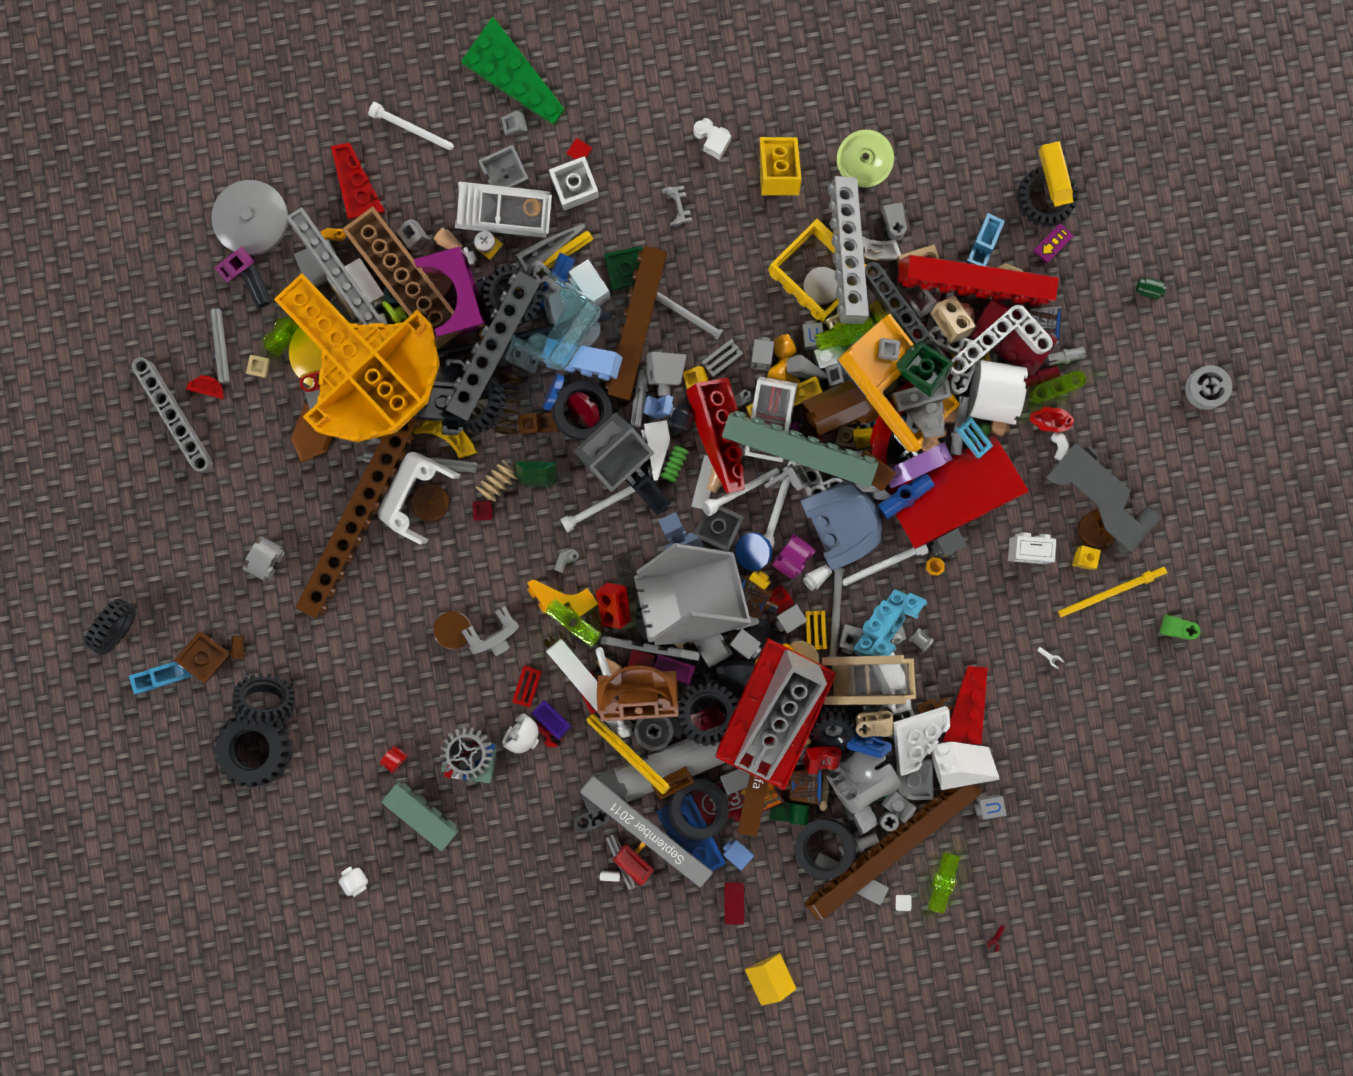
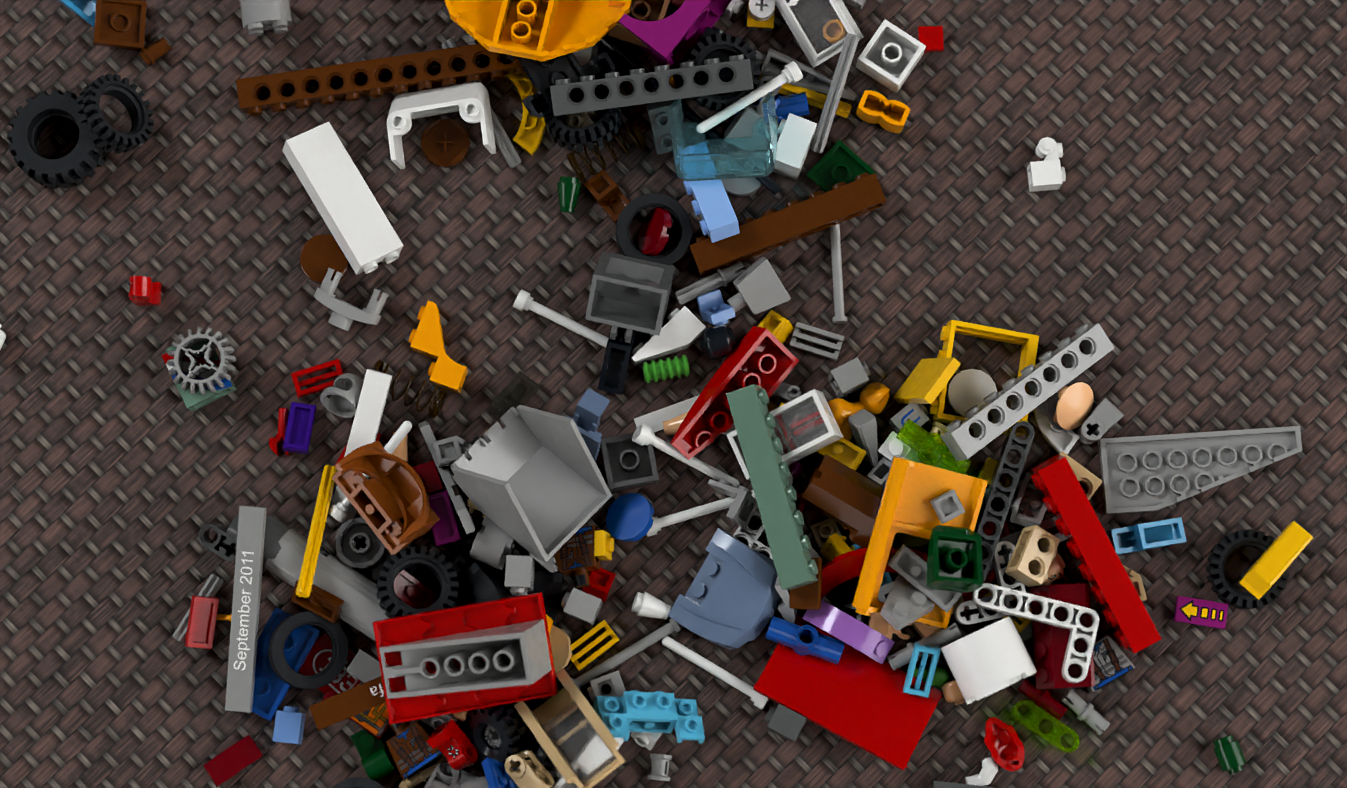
camera: 55 degrees right, 5 degrees down
(420, 816) = (103, 361): sand green brick -> none
(422, 592) = (343, 198): none -> white brick
(482, 510) = (474, 203): dark red tile -> none
(497, 481) = (515, 196): tan piece -> none
(518, 447) = (568, 193): none -> dark green cone
(522, 735) = (261, 407): white cylinder -> none
(537, 474) = (552, 231): dark green slope -> none
(543, 253) = (789, 74): none -> white piece
(551, 677) = (344, 395): none -> light grey helmet
(553, 391) = (651, 188): blue tile -> none
(564, 558) = (483, 323): light grey arm -> none
(572, 233) = (834, 93): none -> light grey axle
(581, 629) = (417, 389): clear neon green piece -> none
(606, 875) = (173, 605): white tile -> none
(611, 211) = (876, 109): none -> light orange brick
(613, 605) = (466, 407): red brick -> none
(634, 634) = (449, 450): none -> light grey tile
(674, 193) = (957, 167): light grey piece -> none
(779, 166) = (1067, 258): yellow slope -> none
(793, 557) = (653, 562): magenta brick -> none
(800, 306) = (927, 380): none -> yellow tile
(867, 171) = (1128, 335): yellowish green dish -> none
(875, 228) = (1073, 405): none -> light nougat dish
(935, 566) = (752, 727): light orange tile -> none
(953, 198) = (1168, 468): none -> light grey wing

